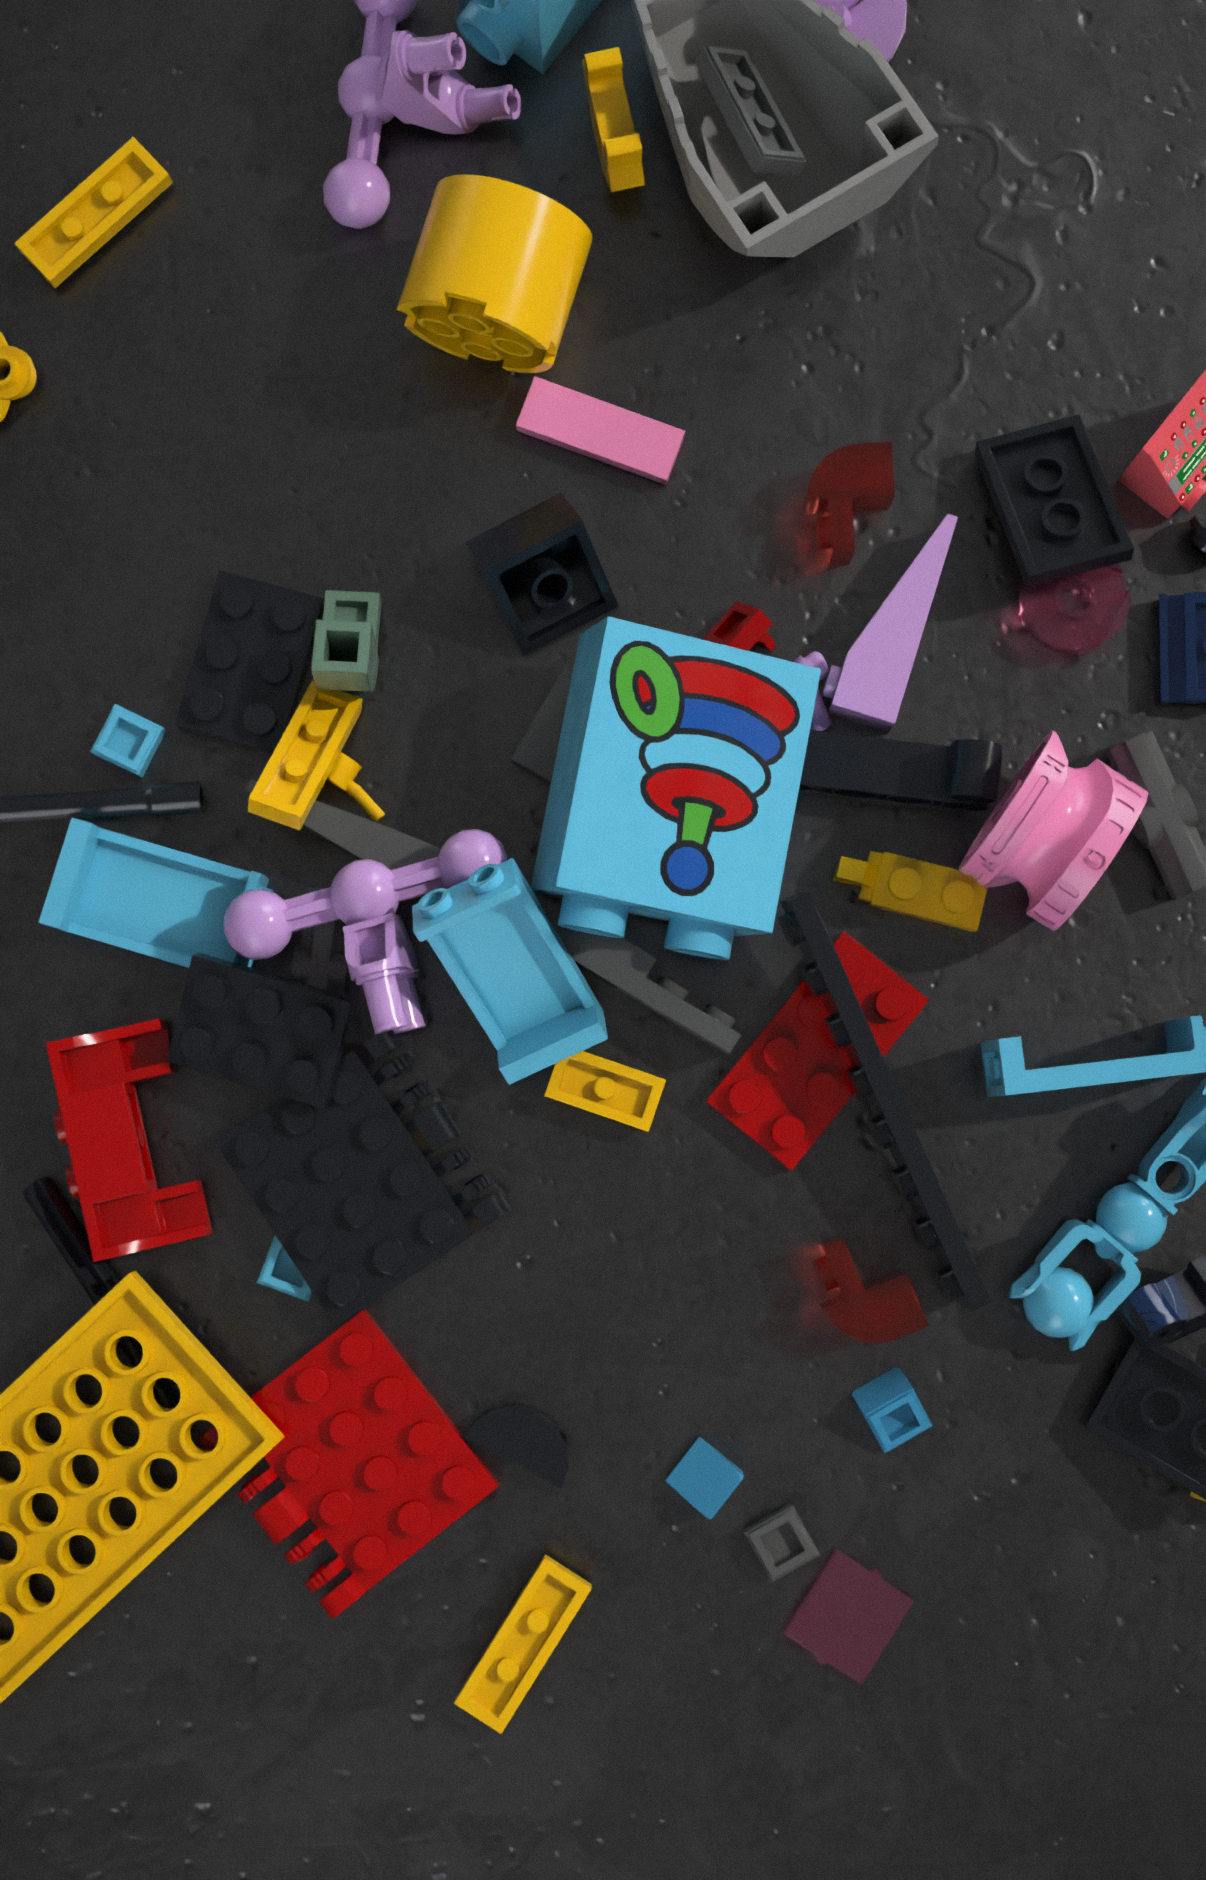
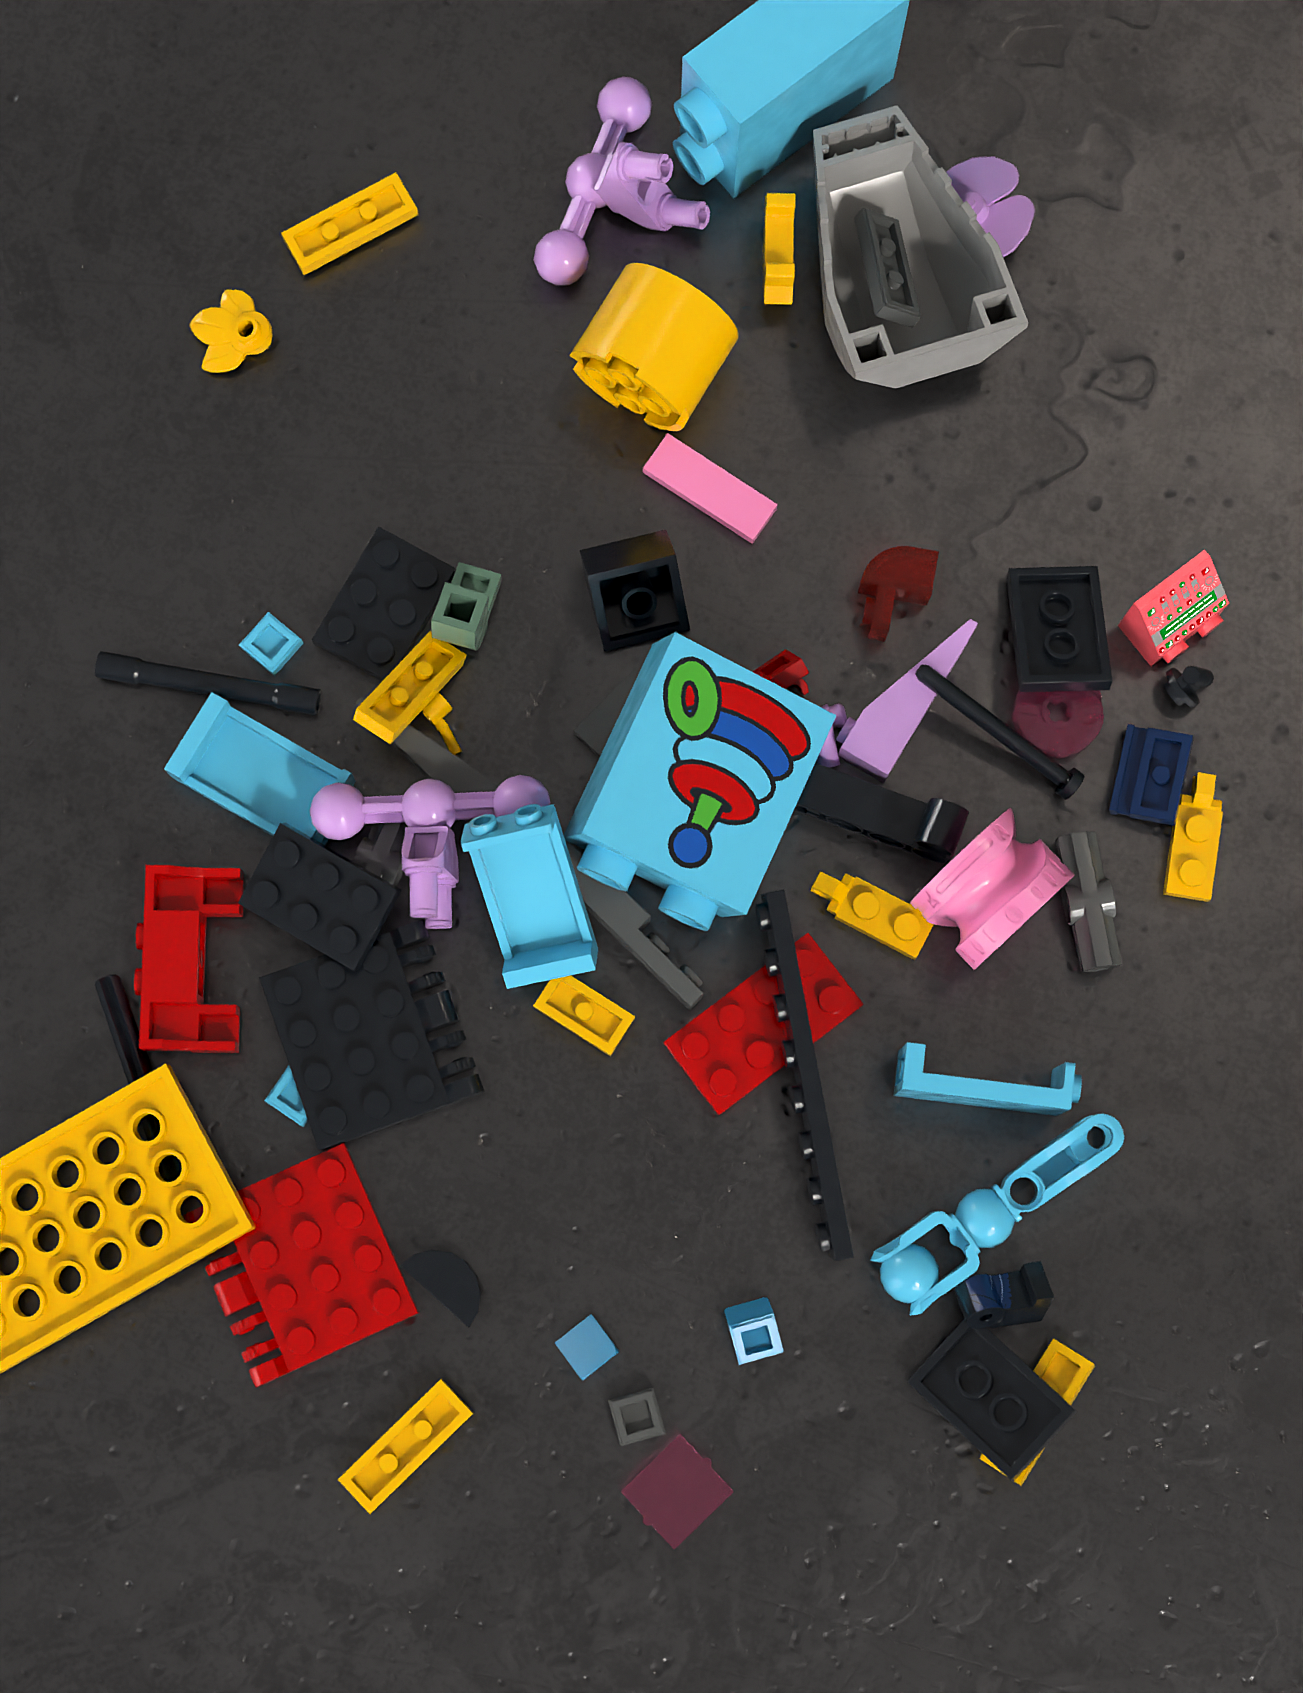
camera: 10 degrees right, 5 degrees down
(871, 1311) = (750, 1243): clear red brick -> none
(1103, 679) = (1066, 781): none -> black bar

